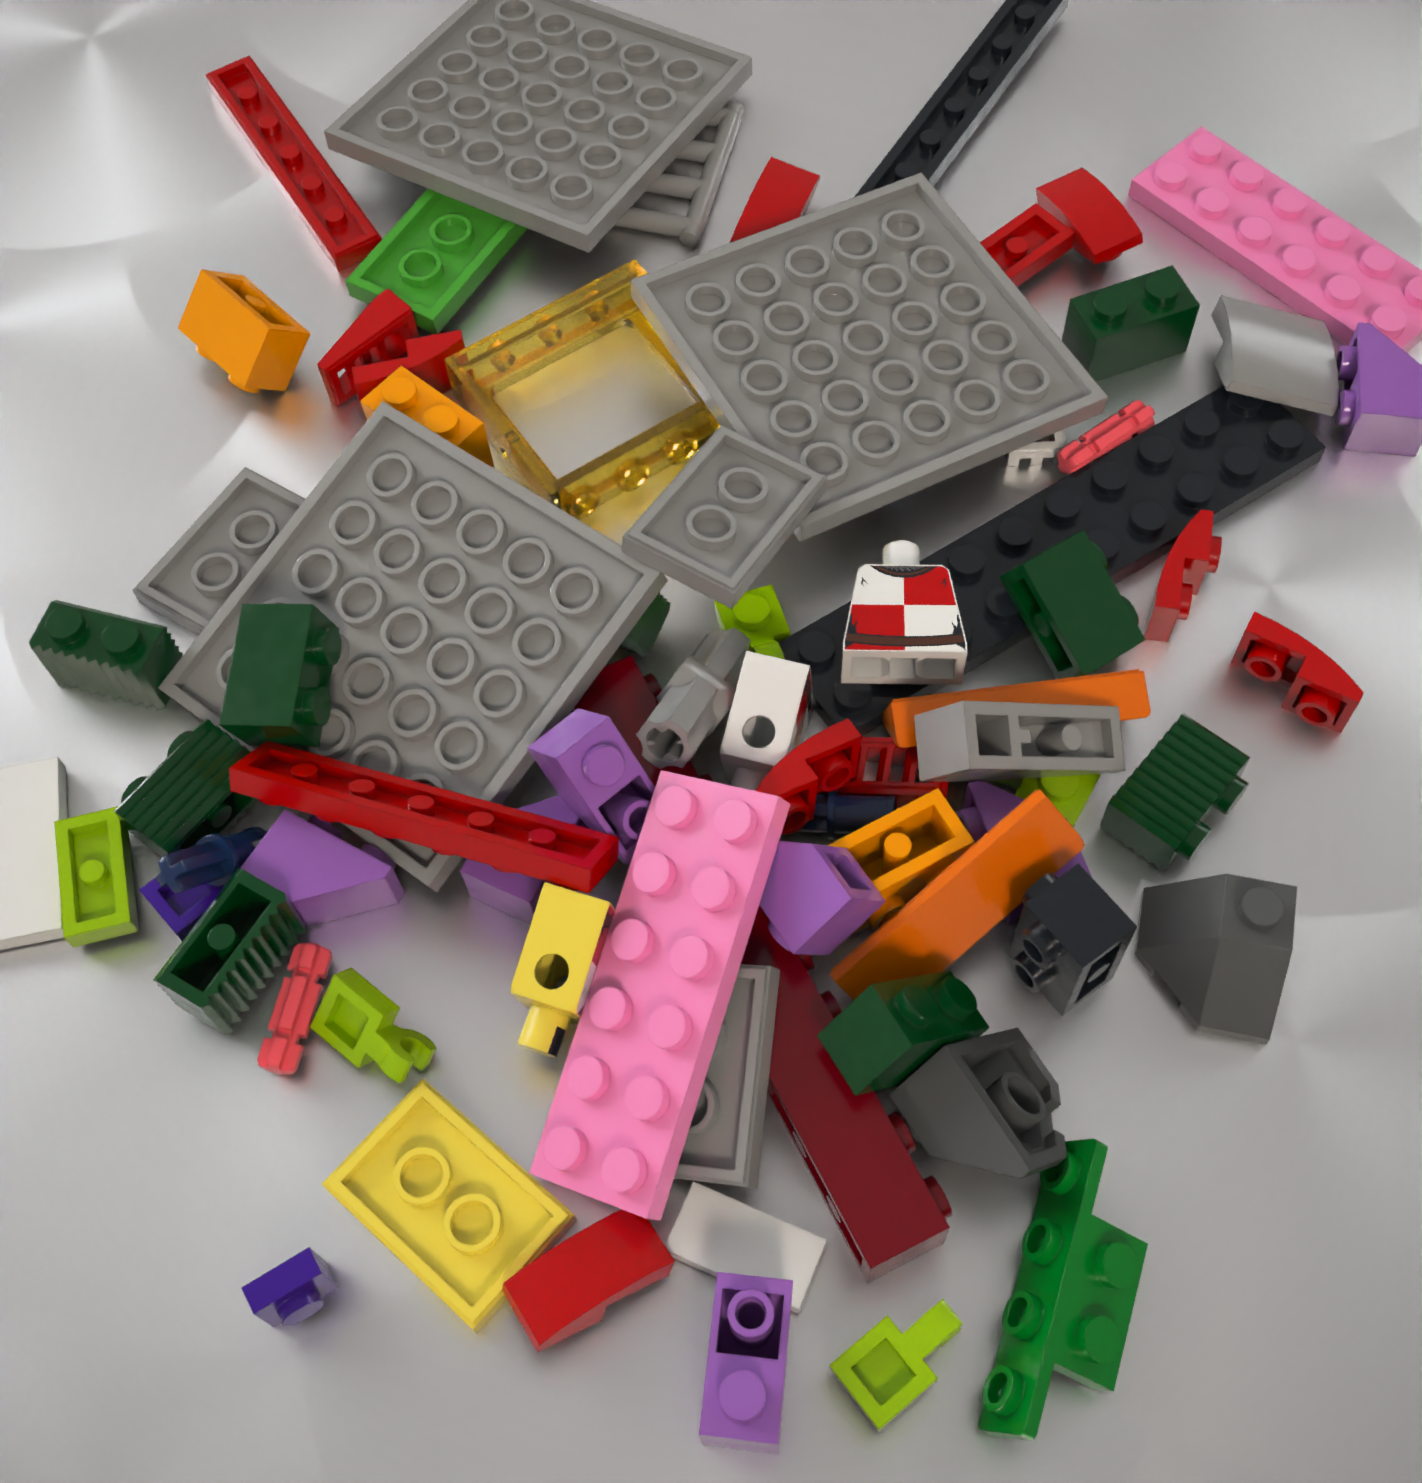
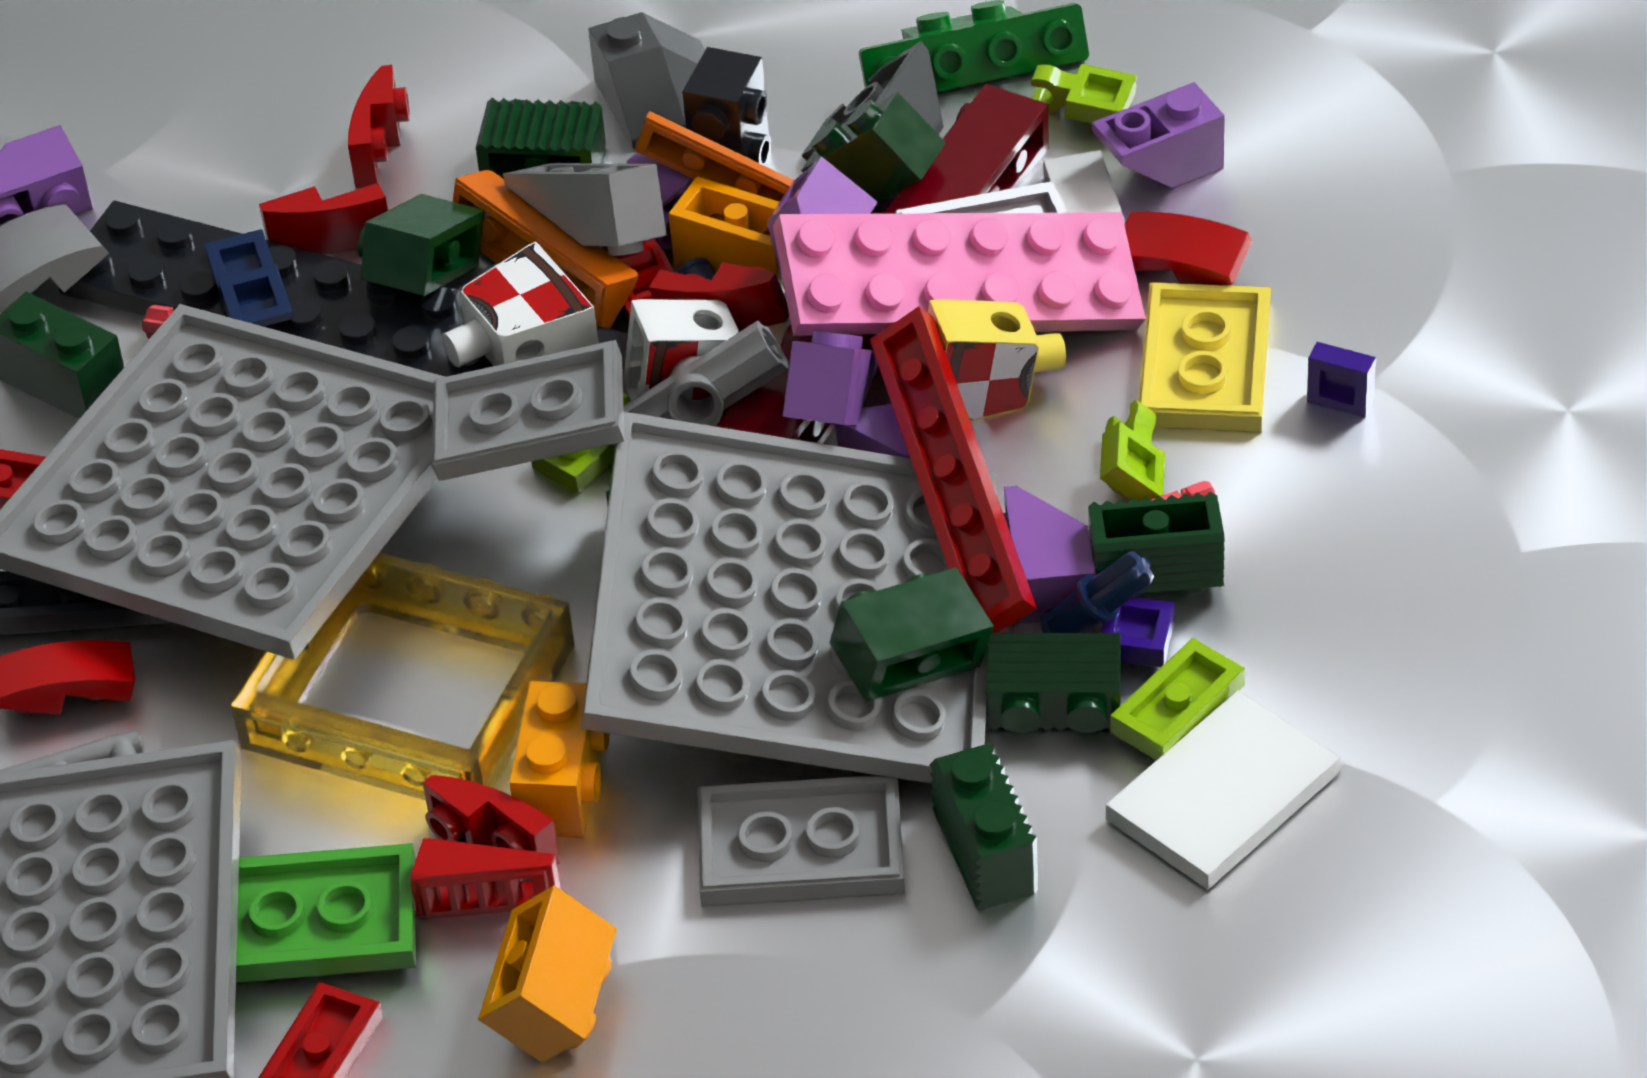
camera: 125 degrees left, 15 degrees down
(1100, 467) = (248, 279): none -> dark blue slope

